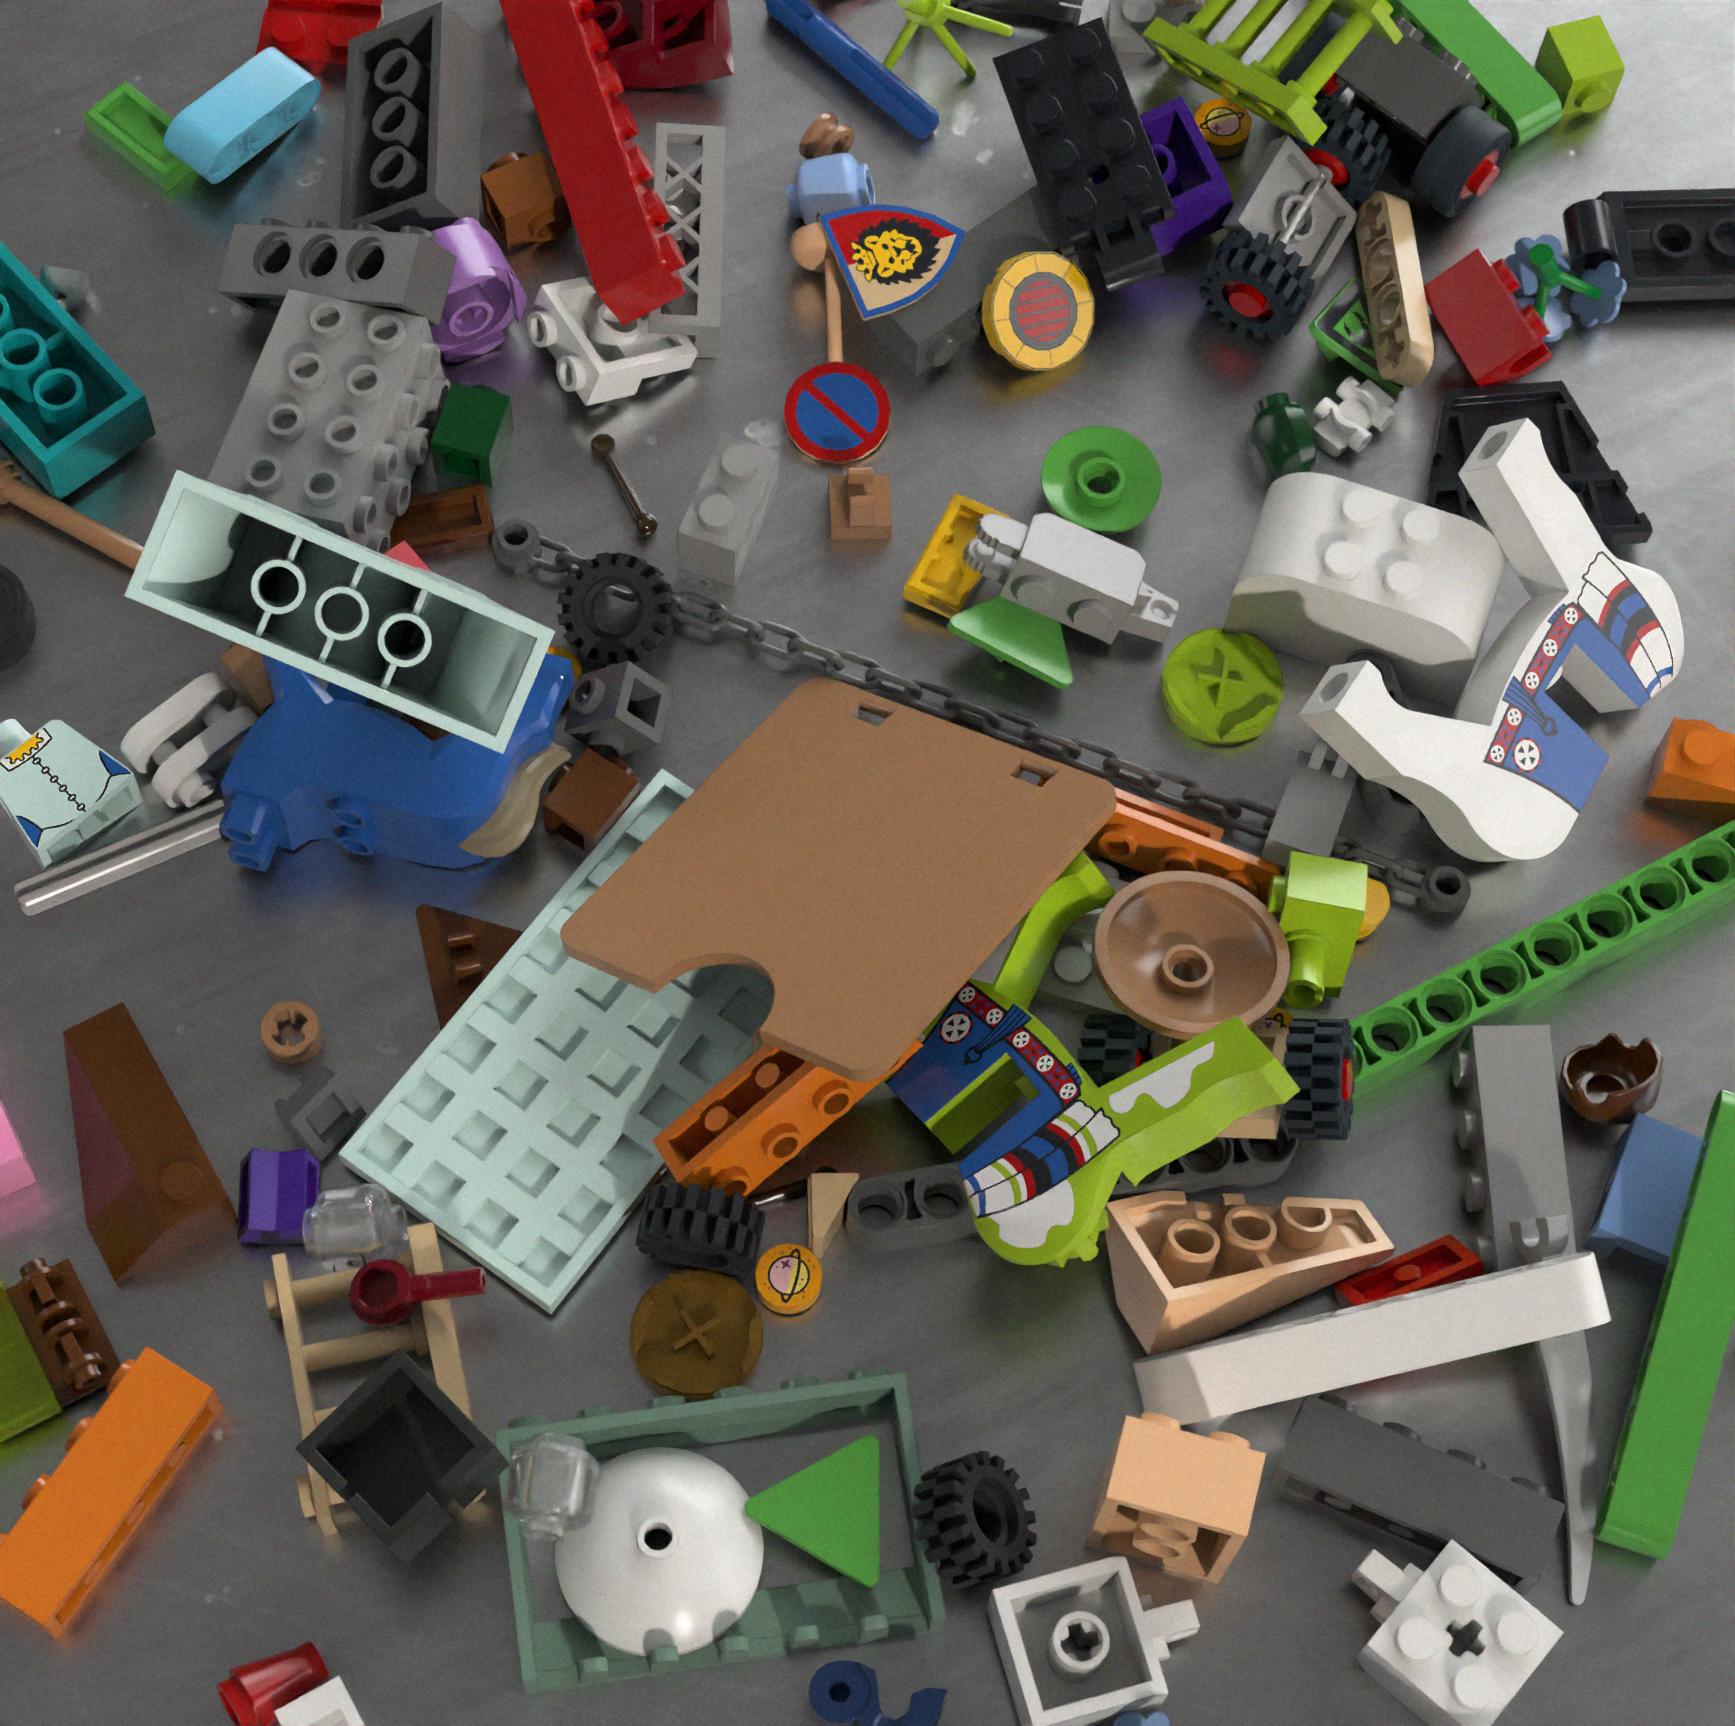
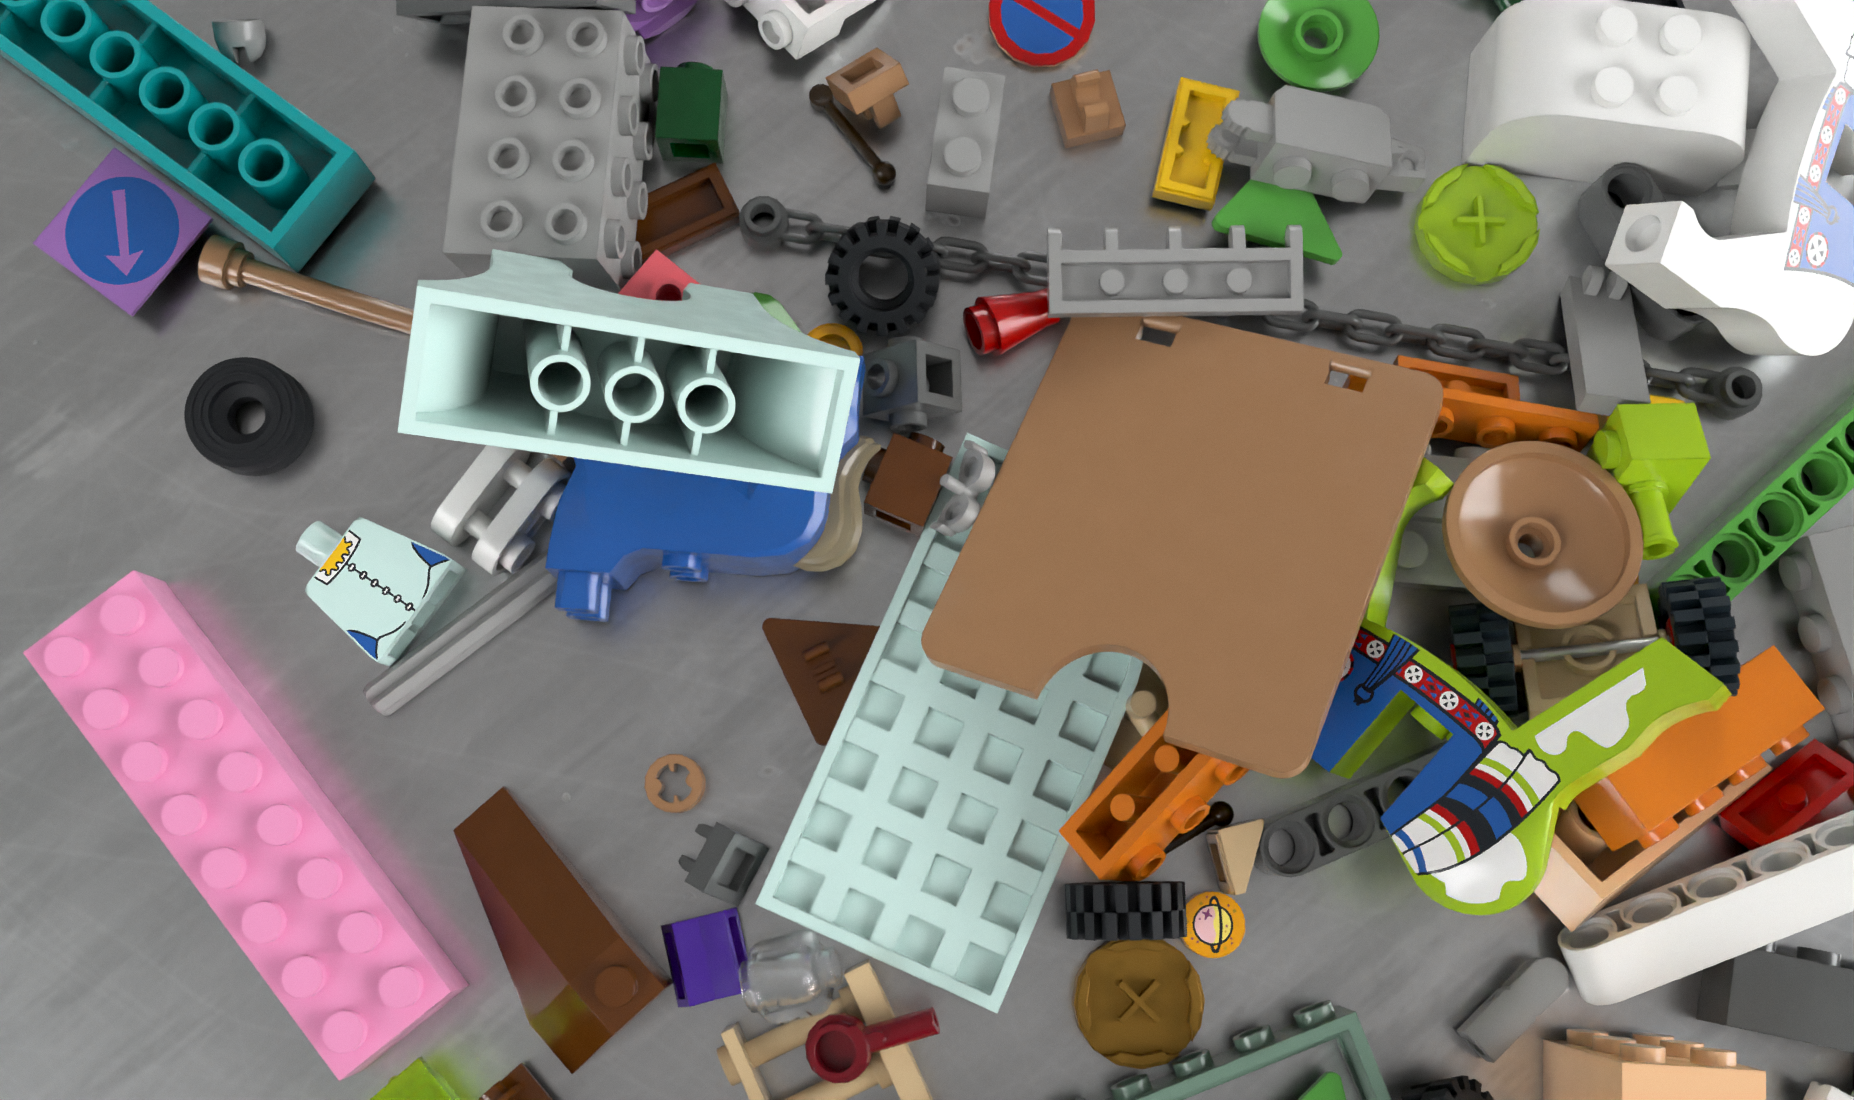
camera: 15 degrees left, 15 degrees up
(649, 442) = (870, 86): none -> medium nougat tile
(655, 806) = (974, 478): none -> light grey piece
(731, 677) = (1005, 320): none -> red cone
(896, 665) = (1174, 278): none -> light grey hinge
(1076, 1420) = (1514, 1007): none -> light grey bar
(1305, 1196) = (1700, 753): none -> orange brick

